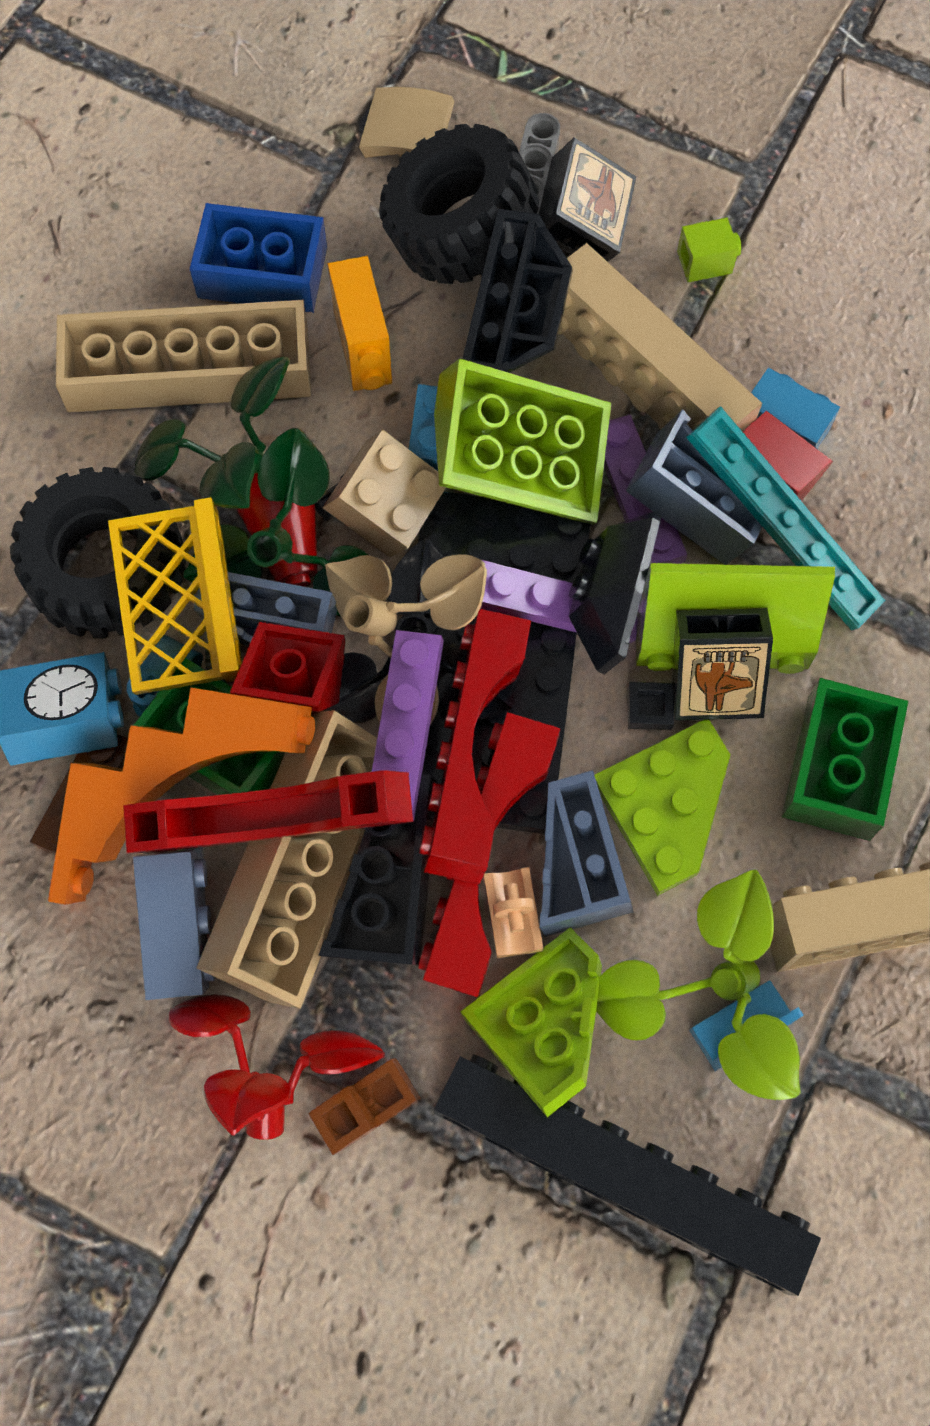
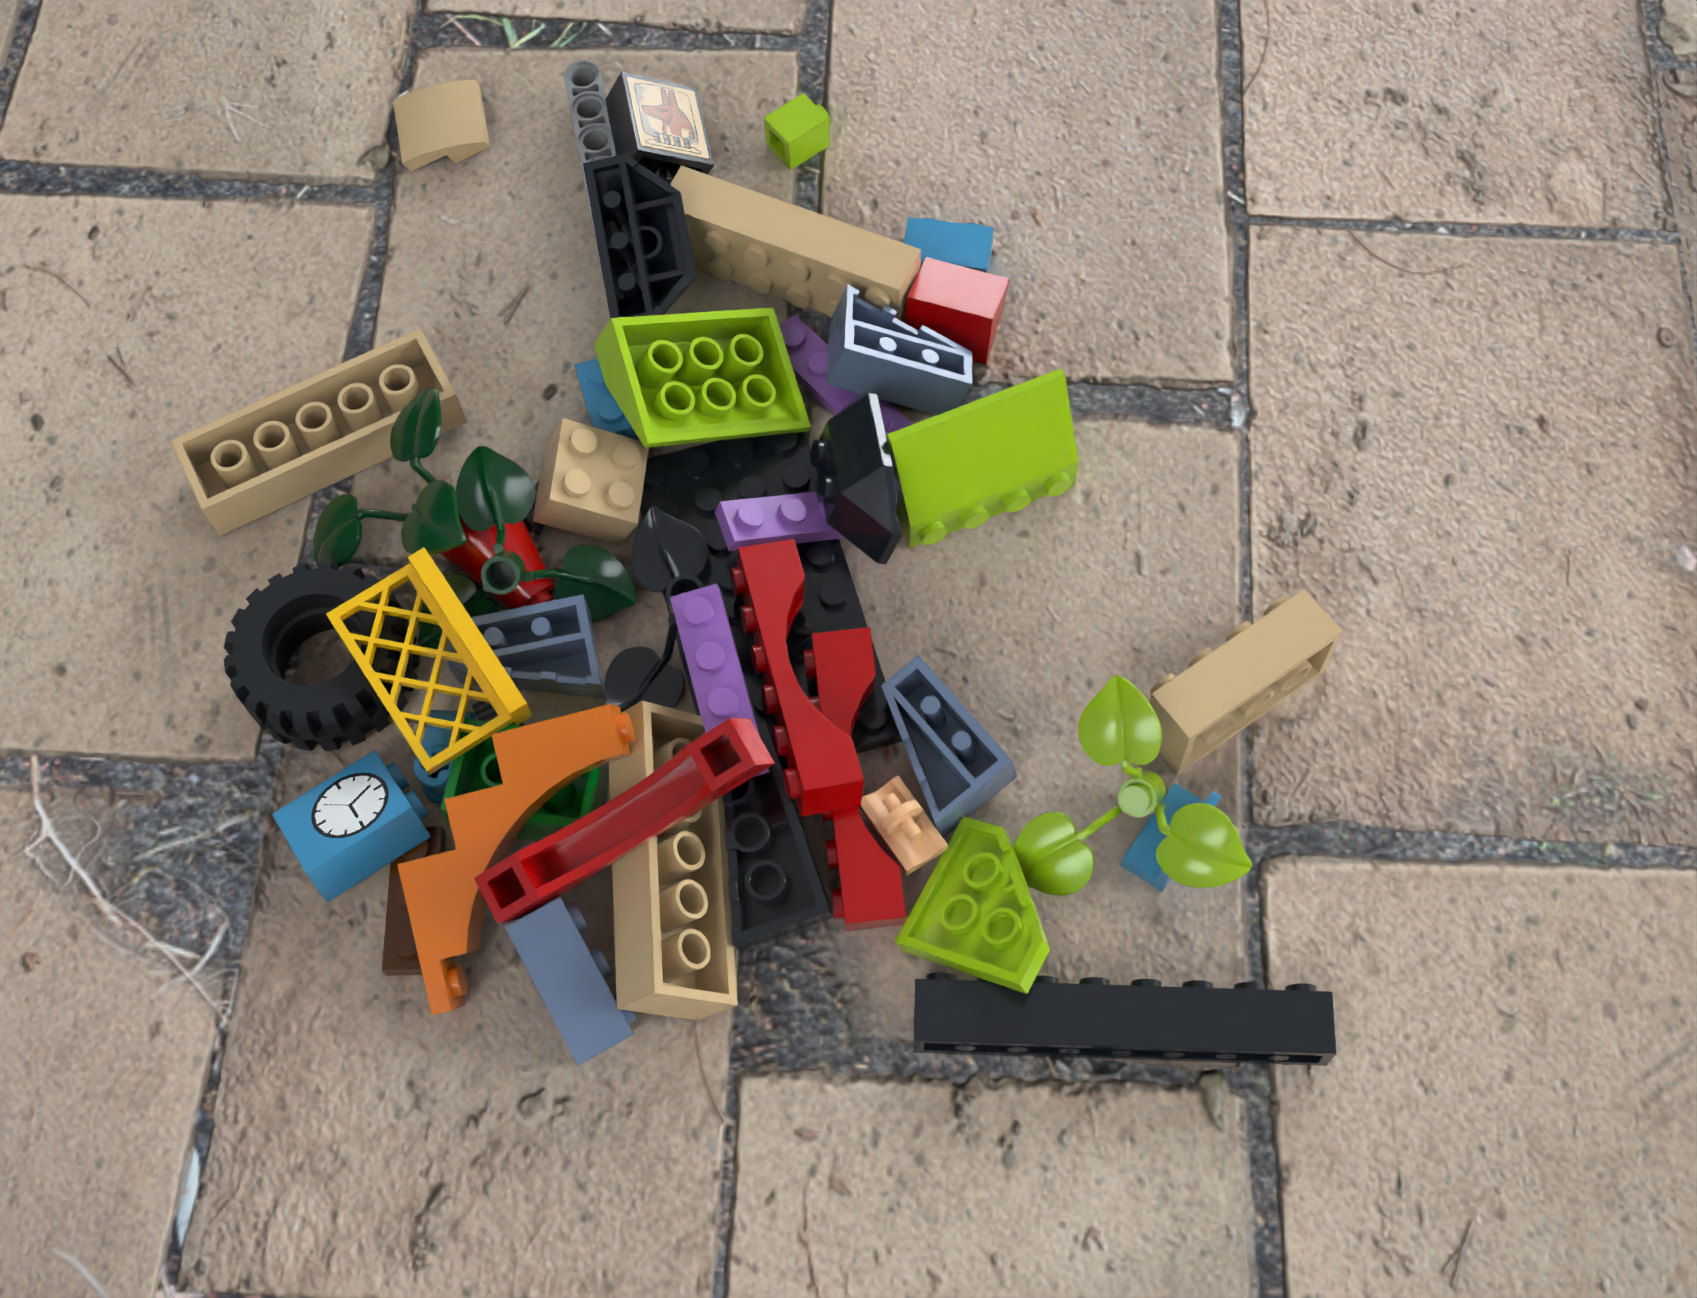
camera: 20 degrees left, 5 degrees down
(255, 1098) = (737, 1097): red plant -> none
(258, 256) = (350, 305): blue brick -> none
(292, 666) = (578, 676): red slope -> none
(360, 323) = (488, 330): light orange brick -> none
(362, 584) = (613, 582): tan plant -> none
(364, 1106) = (842, 1074): dark orange slope -> none
(438, 176) = (503, 156): black tyre -> none
(650, 706) = (942, 578): black plate -> none
(668, 802) = (1002, 661): lime plate -> none
(721, 663) = (993, 507): brick -> none
(783, 514) = (983, 343): teal tile -> none
(845, 759) = (1149, 549): green brick -> none

